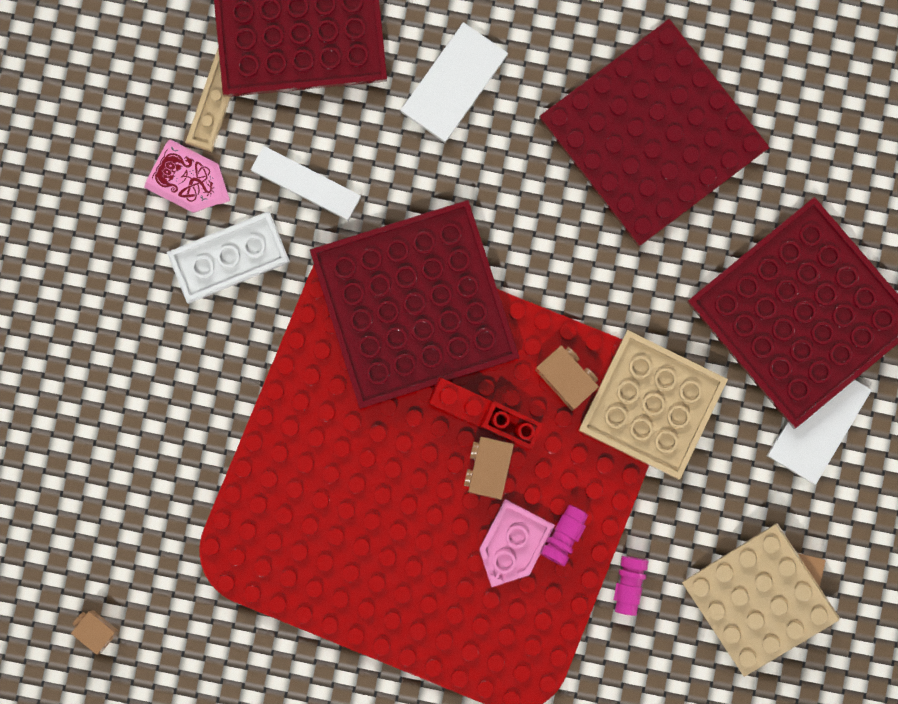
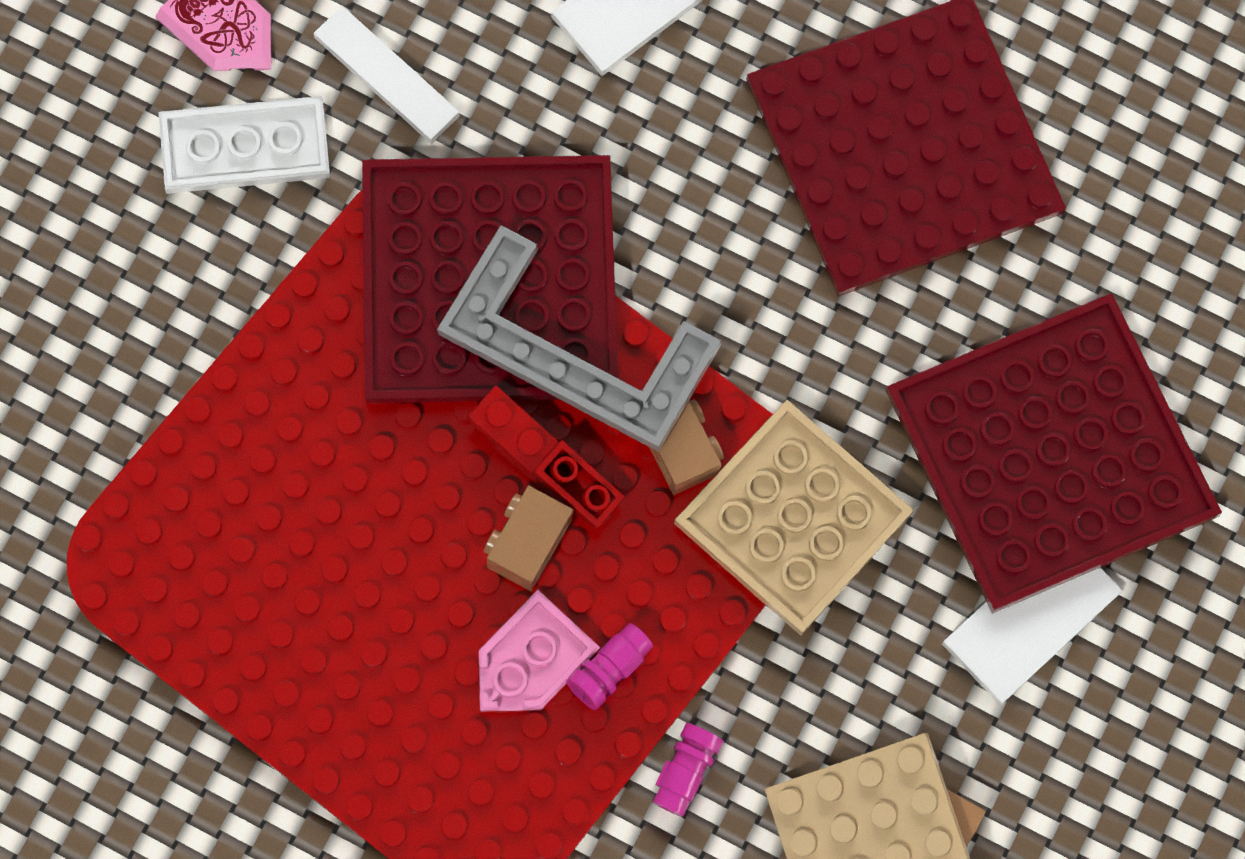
camera: 15 degrees right, 10 degrees down
(539, 371) = (643, 415): none -> light grey plate

